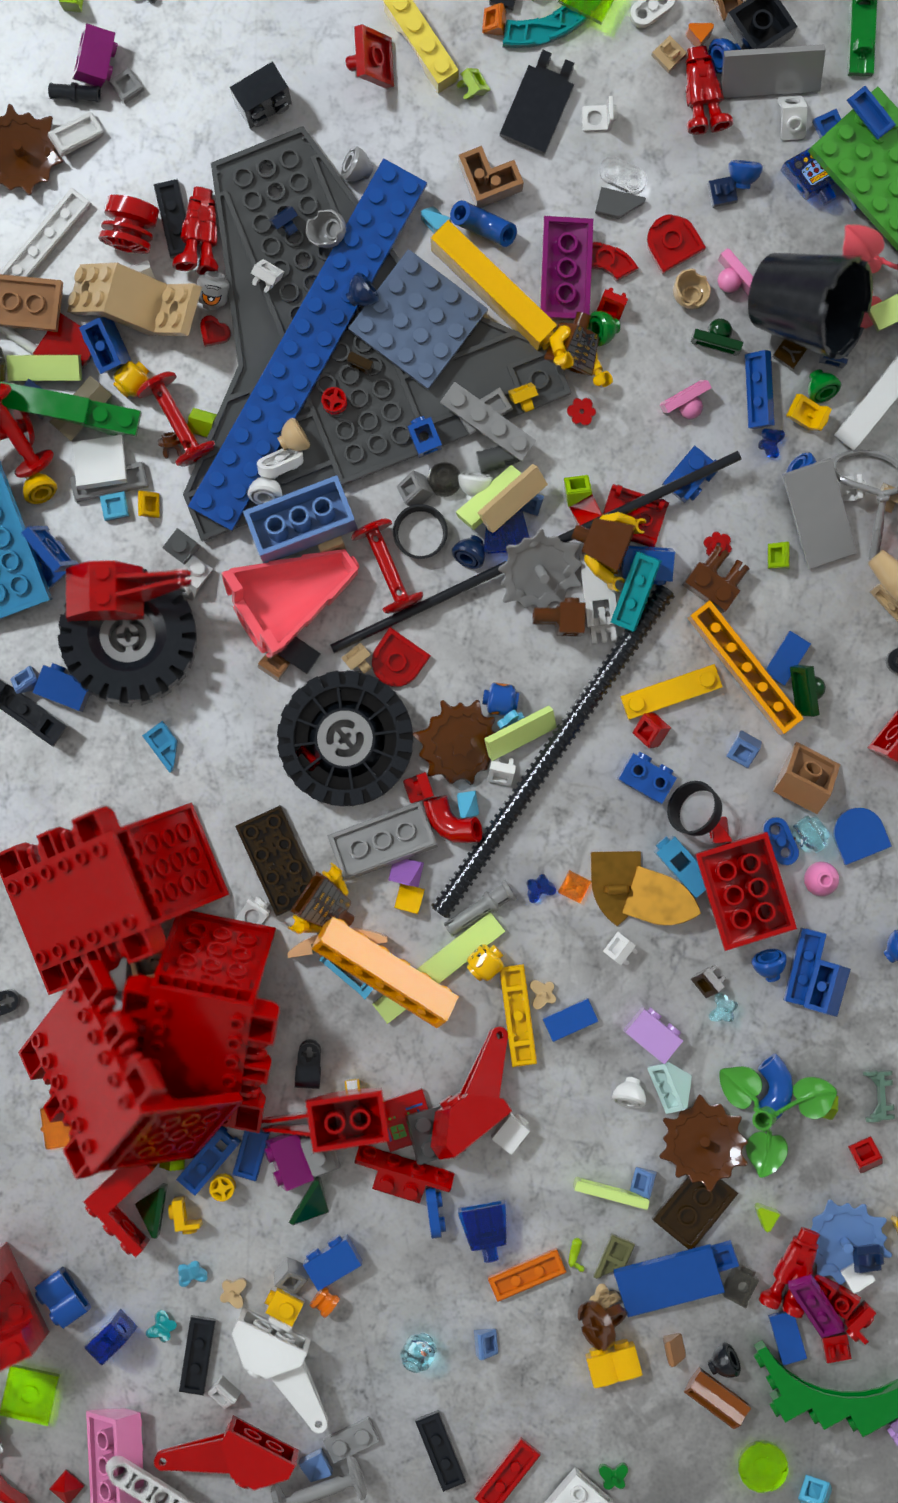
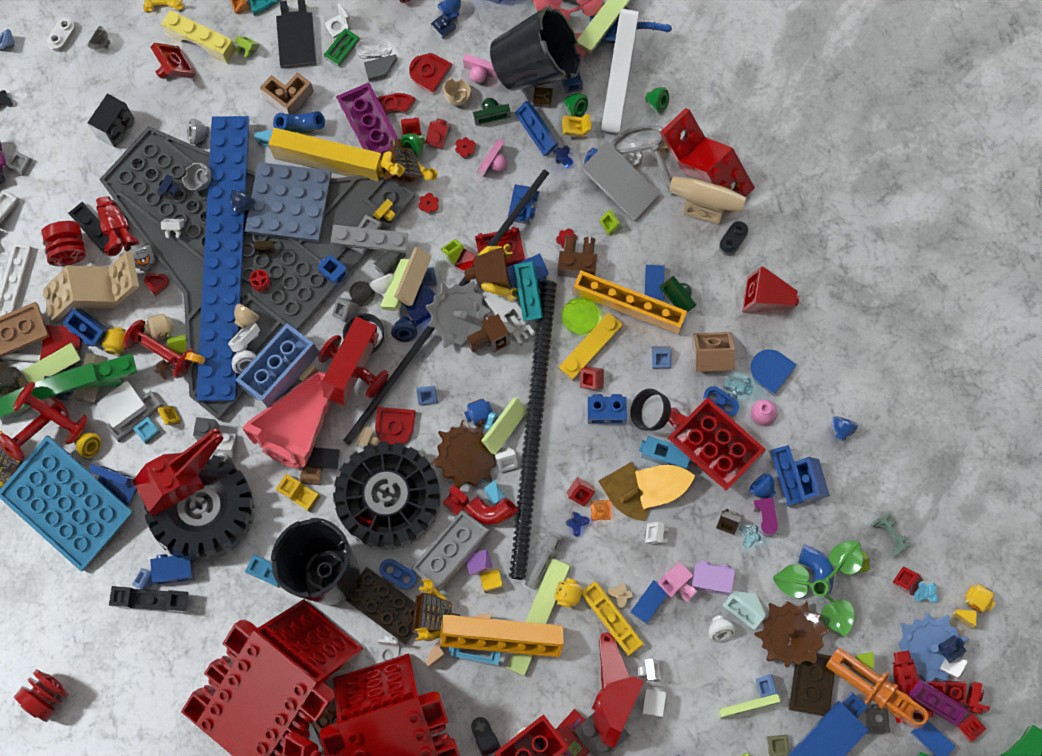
camera: 20 degrees left, 15 degrees down
(189, 390) = (158, 326): none -> tan head
(207, 770) = (306, 555): none -> black cone
(210, 458) = (195, 358): none -> light orange tile
(247, 677) = (297, 493): none -> yellow slope
(309, 834) = (398, 574): none -> blue plate
(385, 564) = (349, 361): none -> red brick
(453, 644) = (426, 395): none -> medium blue slope
(529, 1095) = (651, 670): none -> white tile
(564, 854) = (580, 491): none -> red slope
(589, 160) = (327, 55): none -> green tile
(611, 1016) = (676, 580): none -> bright pink brick
(640, 328) = (437, 133): none -> red bracket
(669, 364) = (469, 144): none -> red plant
(679, 649) = (580, 316): none -> clear neon green tile
(755, 1000) = (767, 516): none -> magenta leg
(763, 1264) = (882, 693): none -> orange piece
(878, 1179) = (926, 591): none -> medium azure piece

